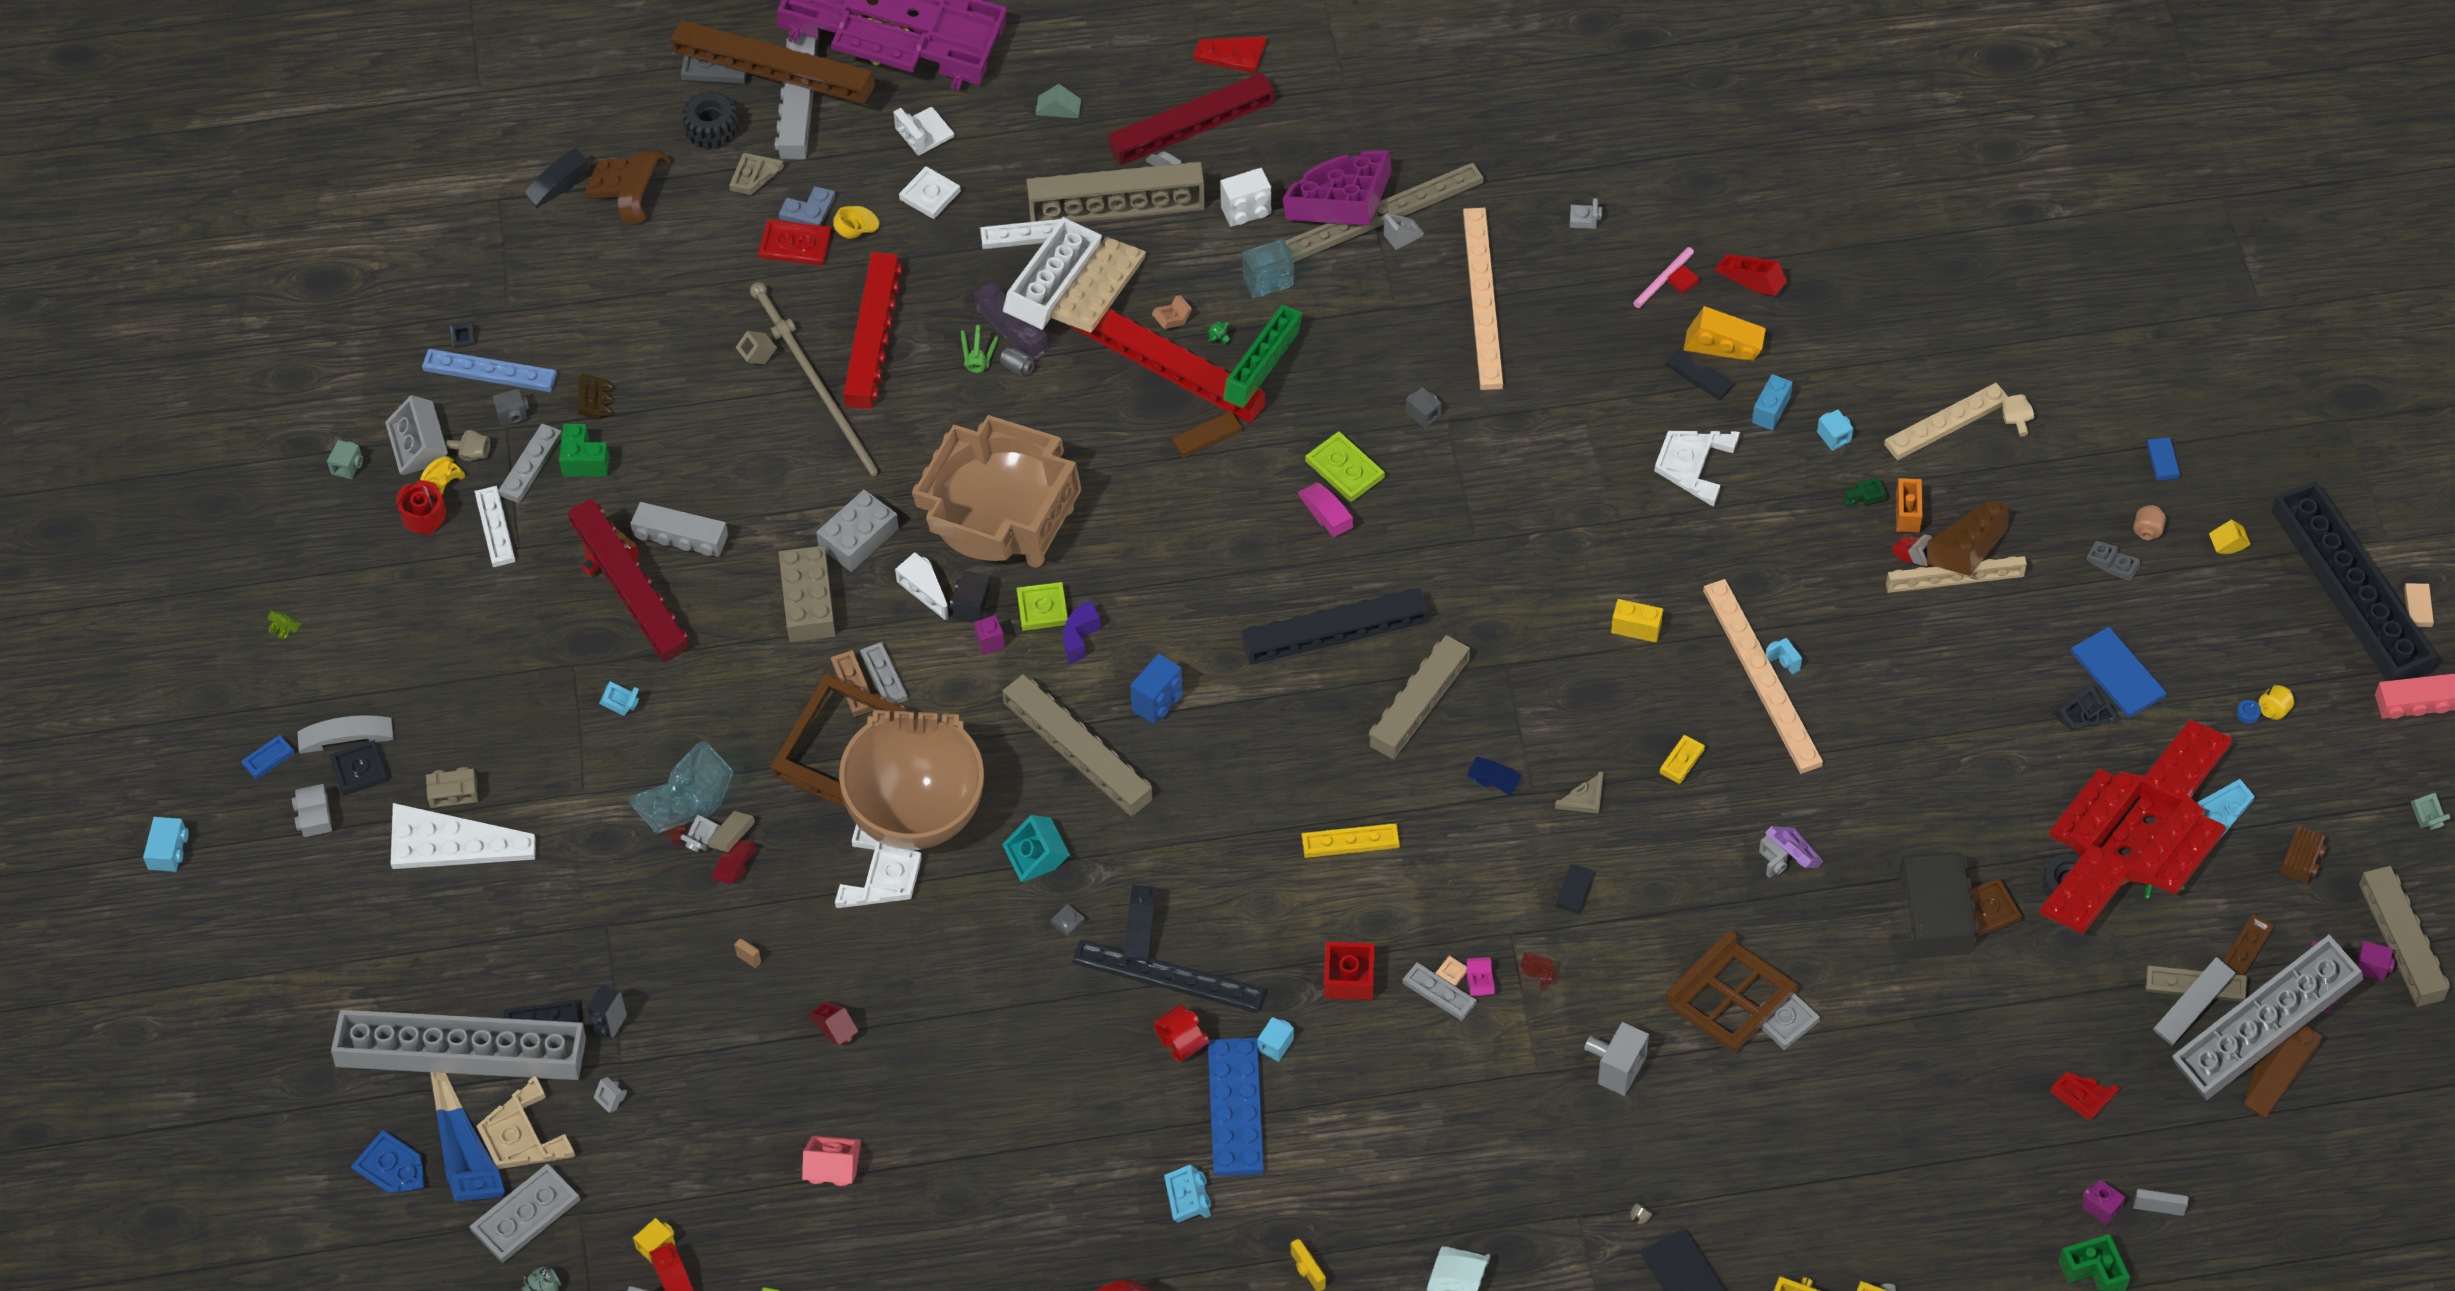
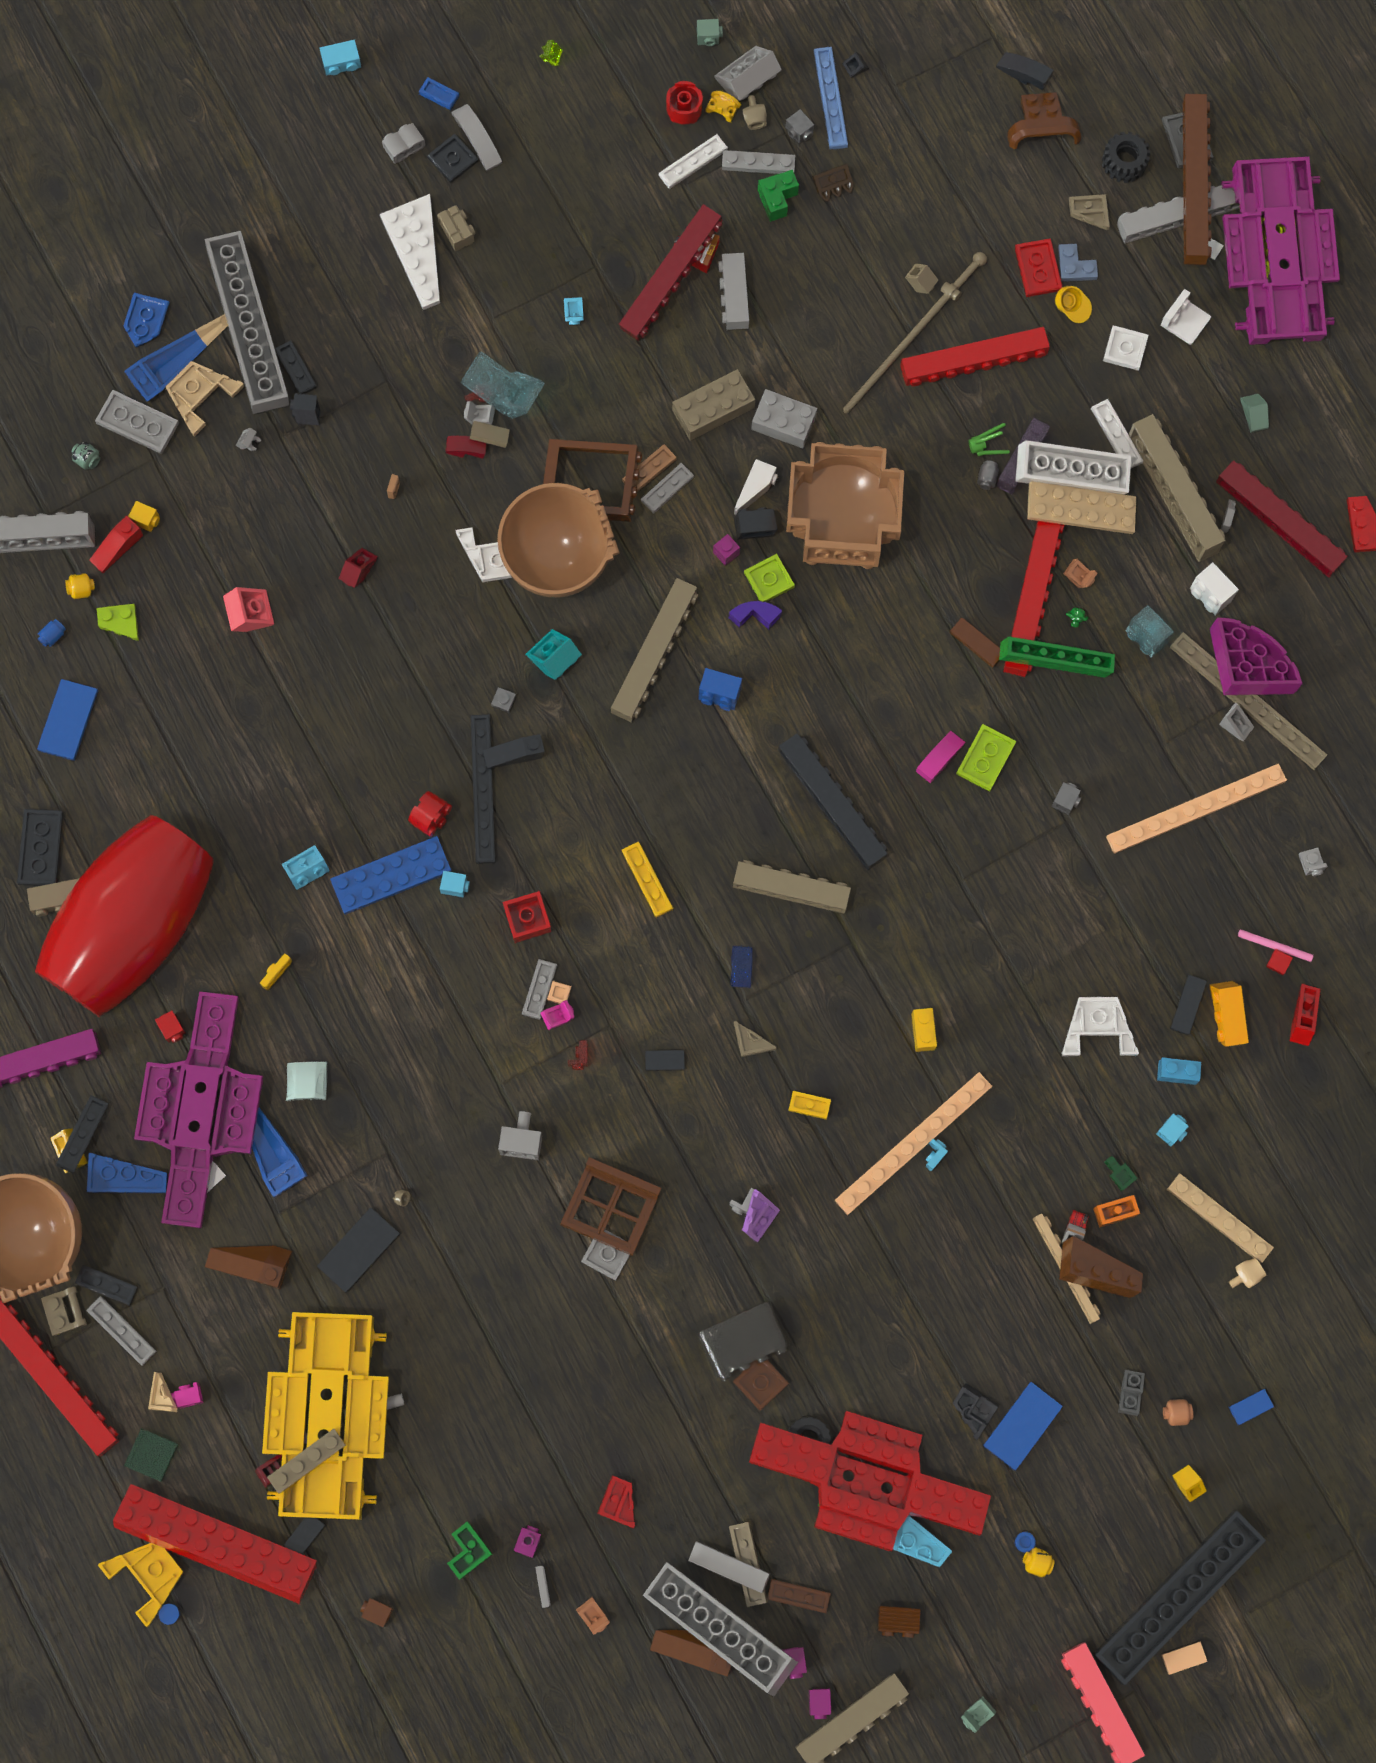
camera: 65 degrees right, 20 degrees up
(2211, 1160) = (593, 1616): none -> nougat bracket

